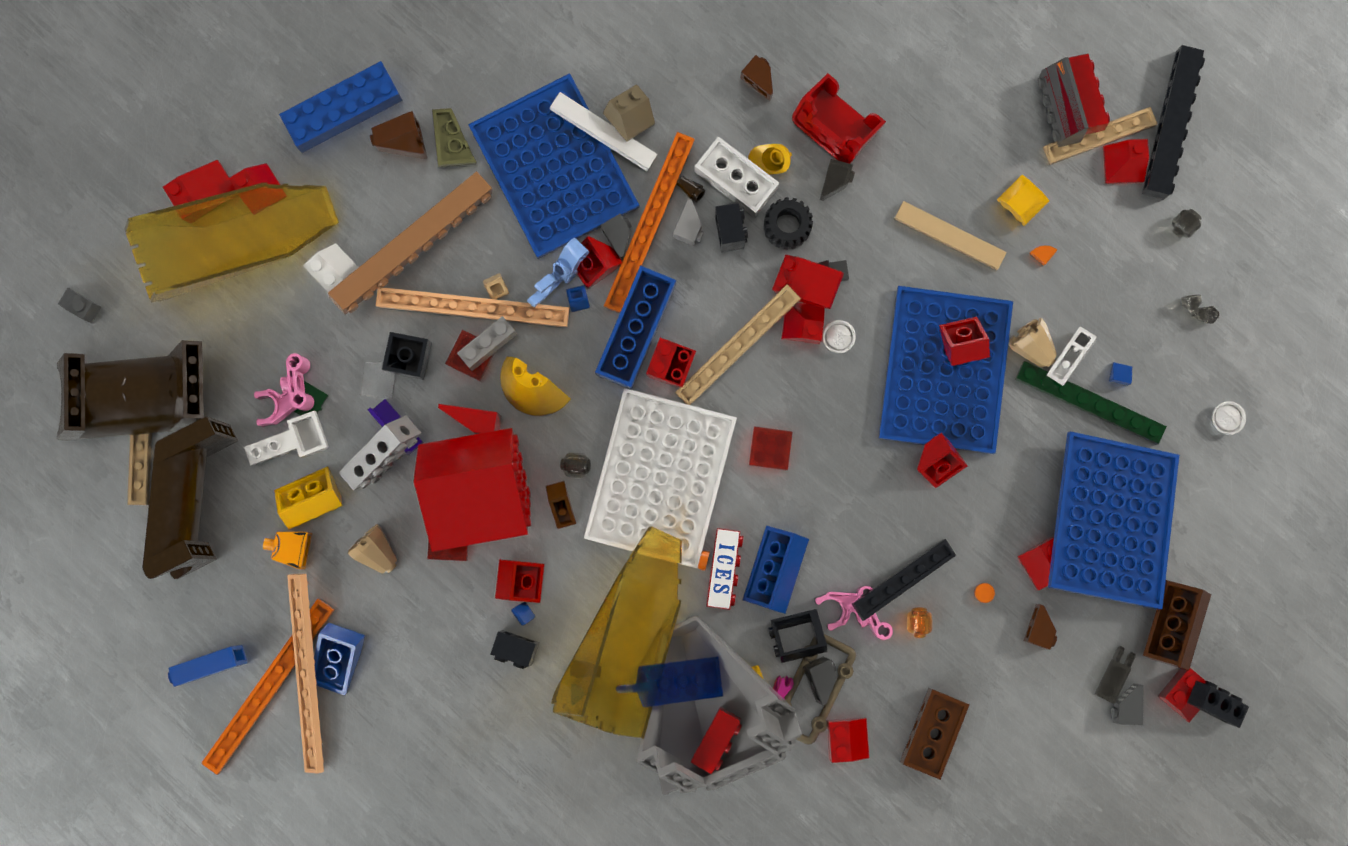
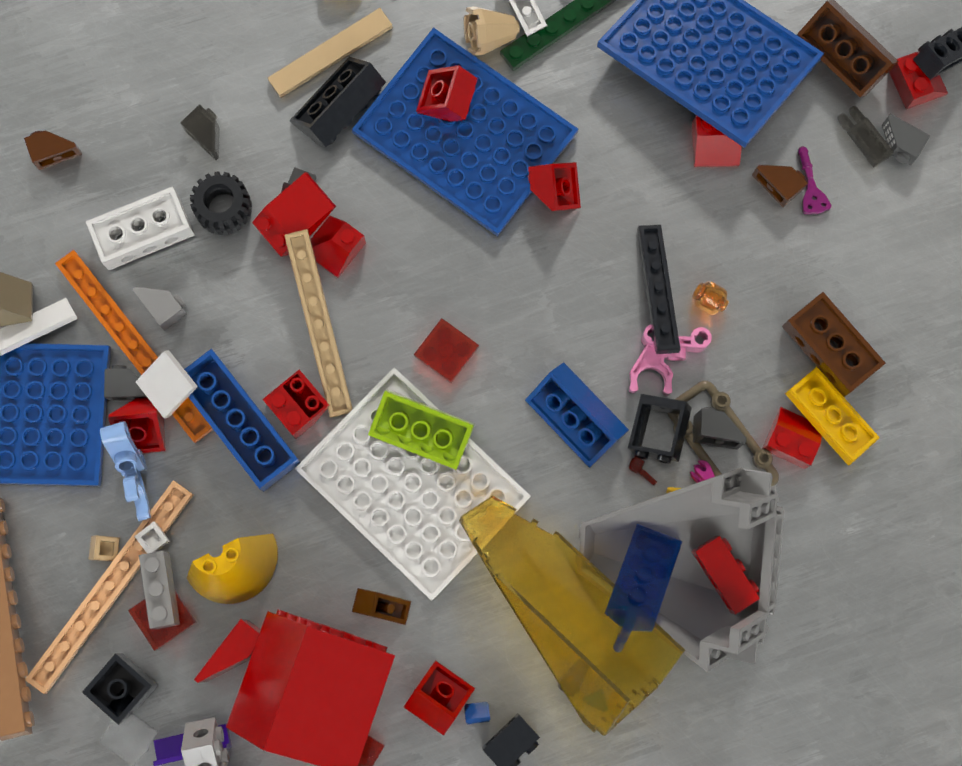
camera: 65 degrees left, 5 degrees down
(520, 317) = (152, 538): none -> white tile
(575, 465) = (347, 566): clear smoke head -> none
(577, 298) = (169, 466): blue slope -> none
(632, 264) = (166, 384): none -> white tile
(692, 189) = (124, 282): dark brown cone -> none
(701, 462) = (421, 429): none -> lime slope
(703, 560) = (528, 486): orange tile -> none
(723, 569) = (546, 468): white brick -> none
(730, 227) = (189, 262): black brick -> none
(762, 633) = (636, 466): none -> clear red hand
(771, 158) = (142, 180): yellow piece -> none
(834, 122) = (143, 101): red windscreen -> none
(839, 336) = (369, 216): white hat -> none
(880, 760) = (832, 416): none -> yellow tile
(915, 263) = (338, 101): none -> black slope
(984, 592) = (714, 218): orange tile -> none
(1049, 656) = (812, 190): none -> magenta piece

